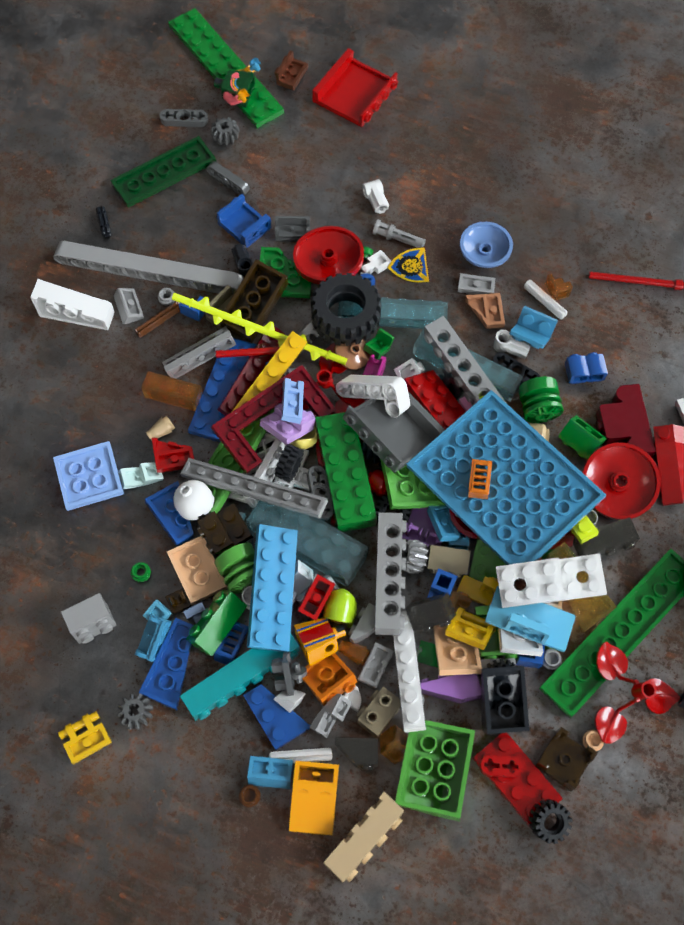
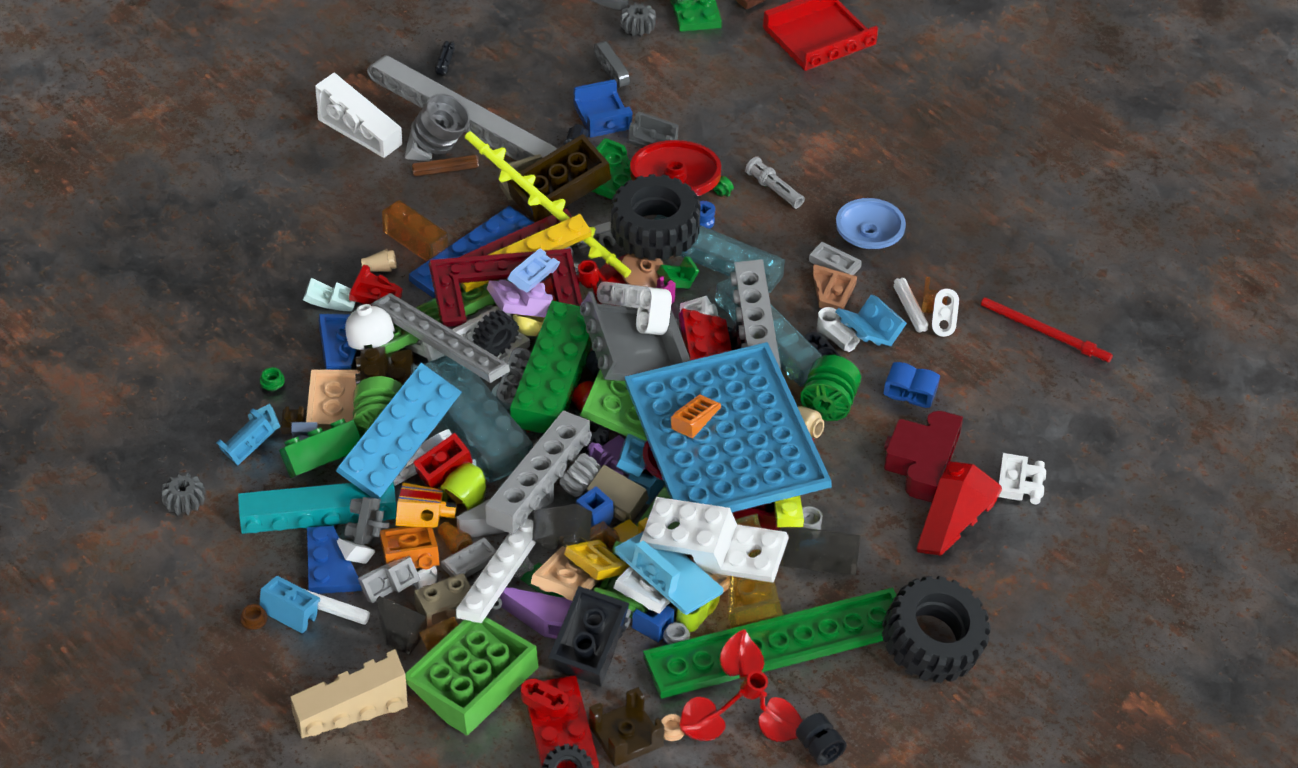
camera: 25 degrees right, 20 degrees down
(87, 742) = (116, 497): yellow plate -> none
(88, 475) = (273, 274): light blue plate -> none
(89, 619) = (189, 390): light grey brick -> none
(139, 288) = (440, 123): none -> flat silver wheel
(163, 171) = (542, 33): dark green plate -> none
(166, 292) = (465, 148): light grey plate -> none
(168, 670) = (244, 471): blue wing -> none
(192, 312) = (487, 169): blue panel -> none
(198, 353) = (468, 208): light grey fence -> none
(226, 655) = (312, 477): blue slope -> none
(246, 352) = (513, 219): red bar -> none
(313, 798) = (321, 640): light orange slope -> none
(374, 191) = (773, 137): white piece -> none
(377, 262) = (729, 199): white plate -> none
(411, 265) = (767, 213): shield -> none
(578, 297) = (944, 312): none -> white plate
(581, 437) = (857, 443): green brick -> none
(627, 479) = (875, 499): red dish -> none

